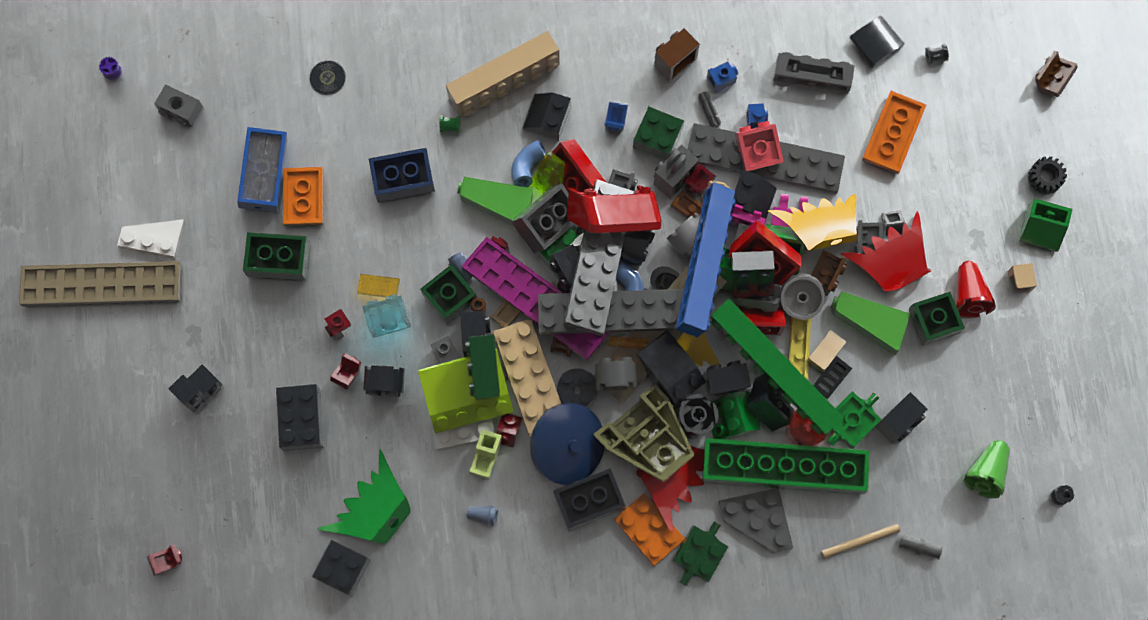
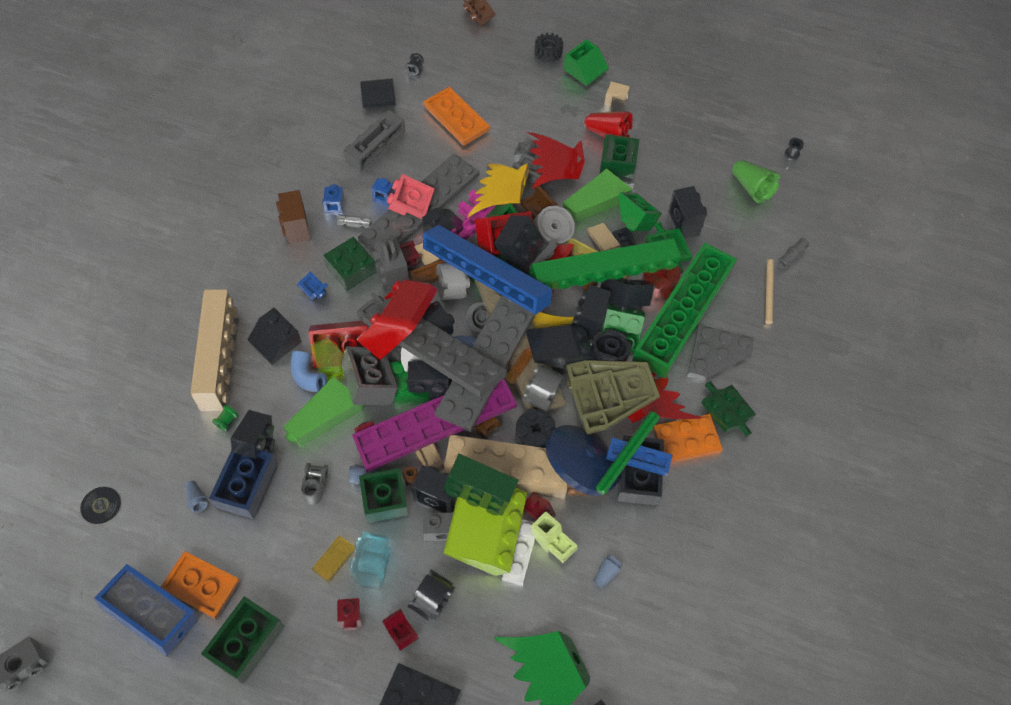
camera: 65 degrees left, 15 degrees down
(370, 145) = (195, 497): none -> sand blue cone
(434, 230) = (314, 479): none -> dark grey piece
(439, 158) = (253, 435): none -> black brick
(587, 478) = (627, 453): none -> green axle
(592, 491) = (644, 457): none -> blue plate
(871, 368) = (637, 212): none -> green slope

